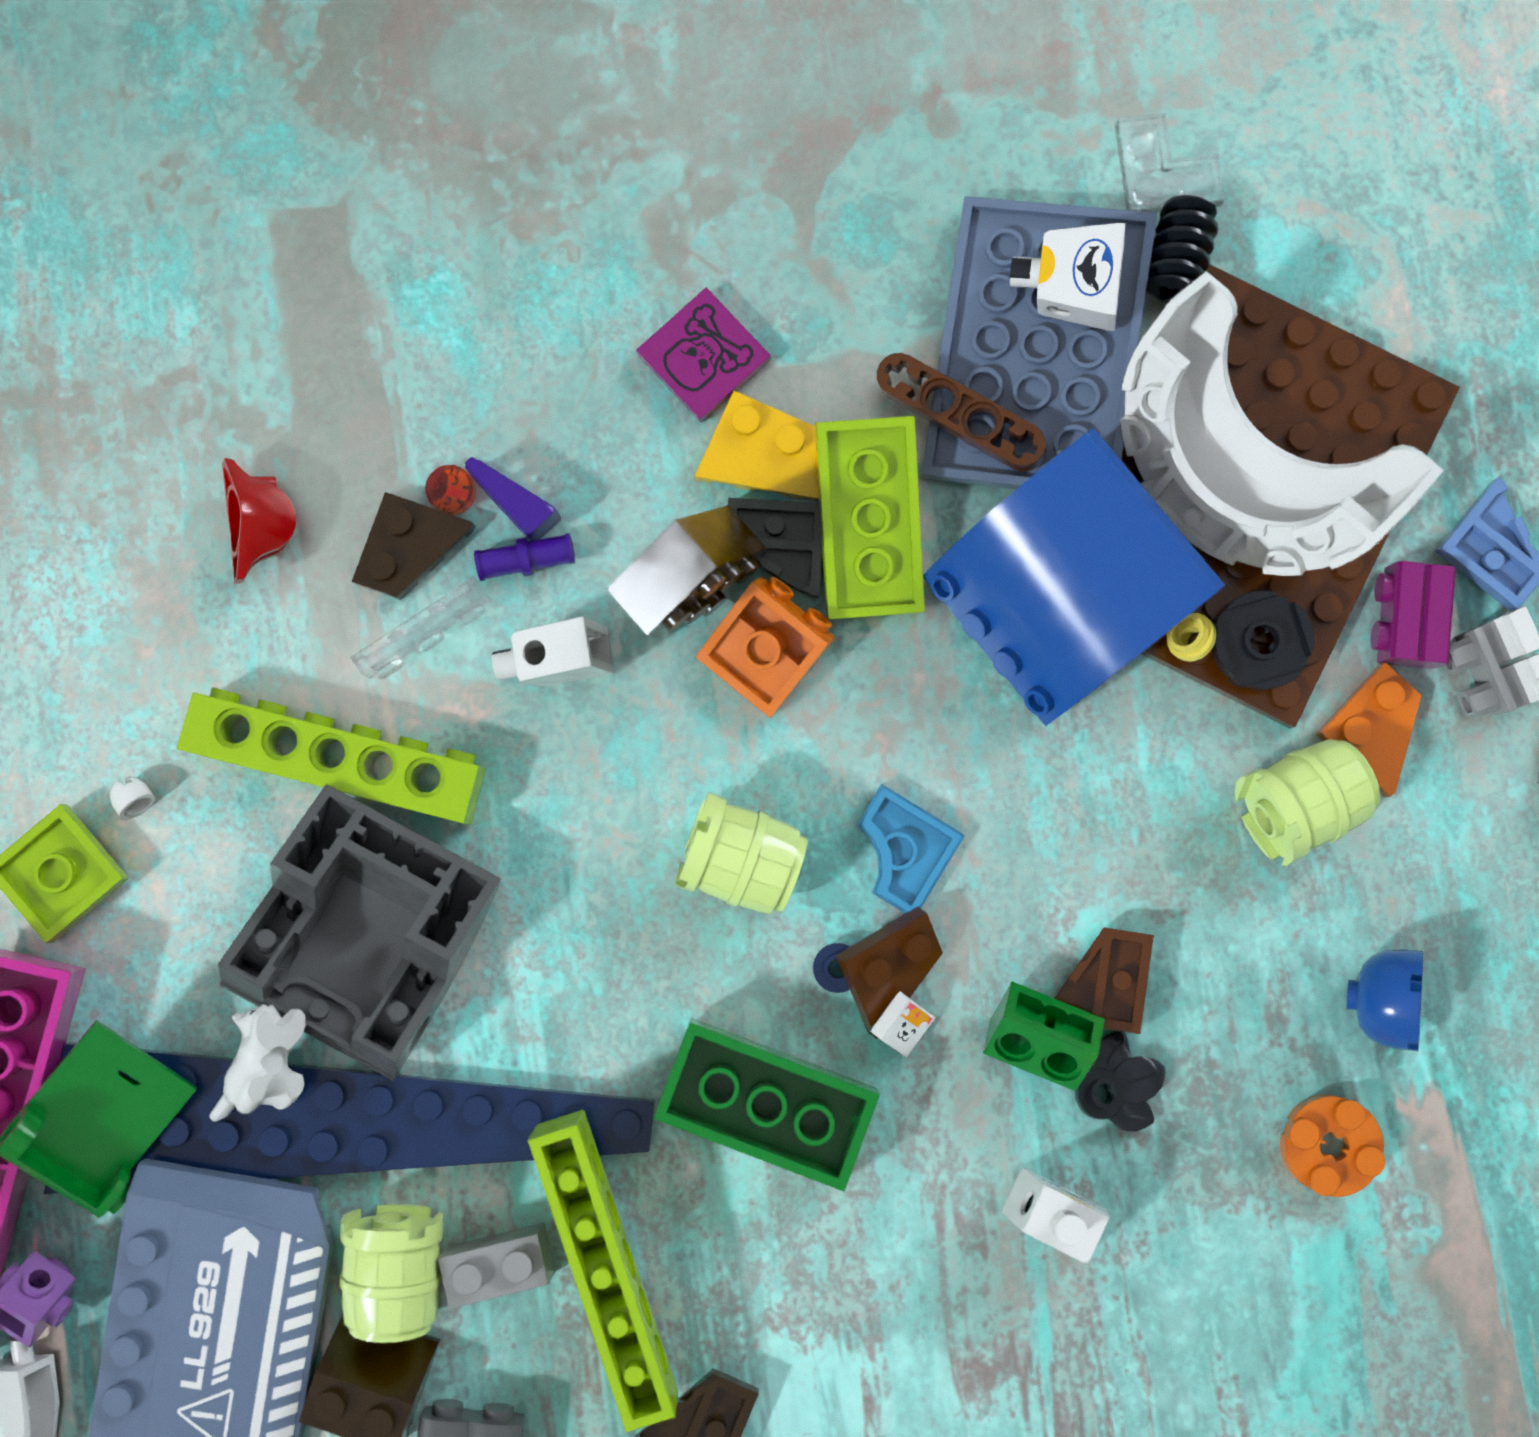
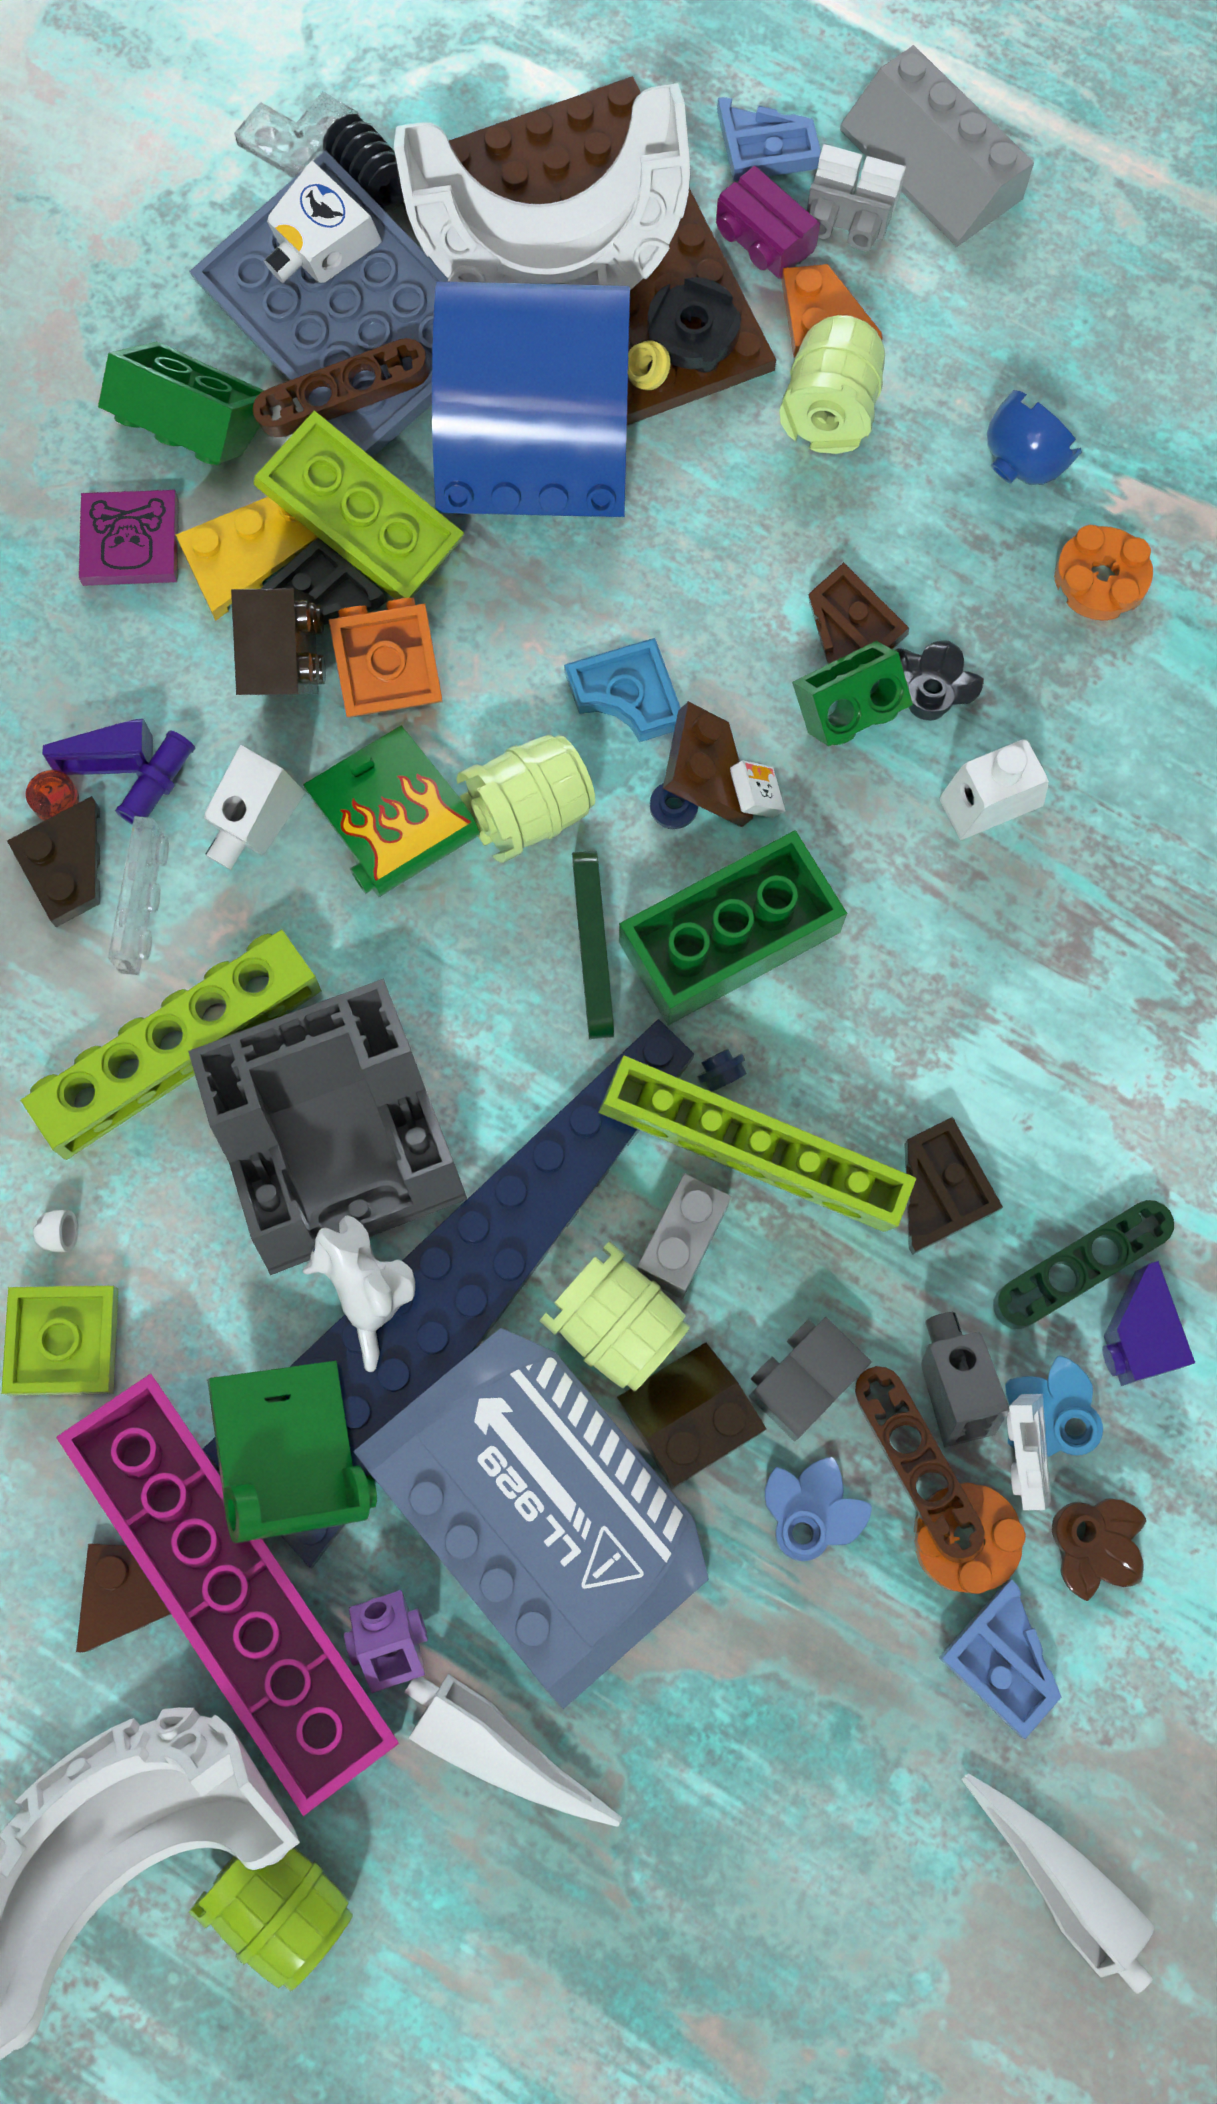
camera: 50 degrees left, 10 degrees down
(648, 760) = (392, 811): none -> green door
(652, 1185) = (722, 1070): none -> dark blue plate
(670, 1003) = (593, 945): none -> dark green beam
(850, 293) = (180, 401): none -> green slope

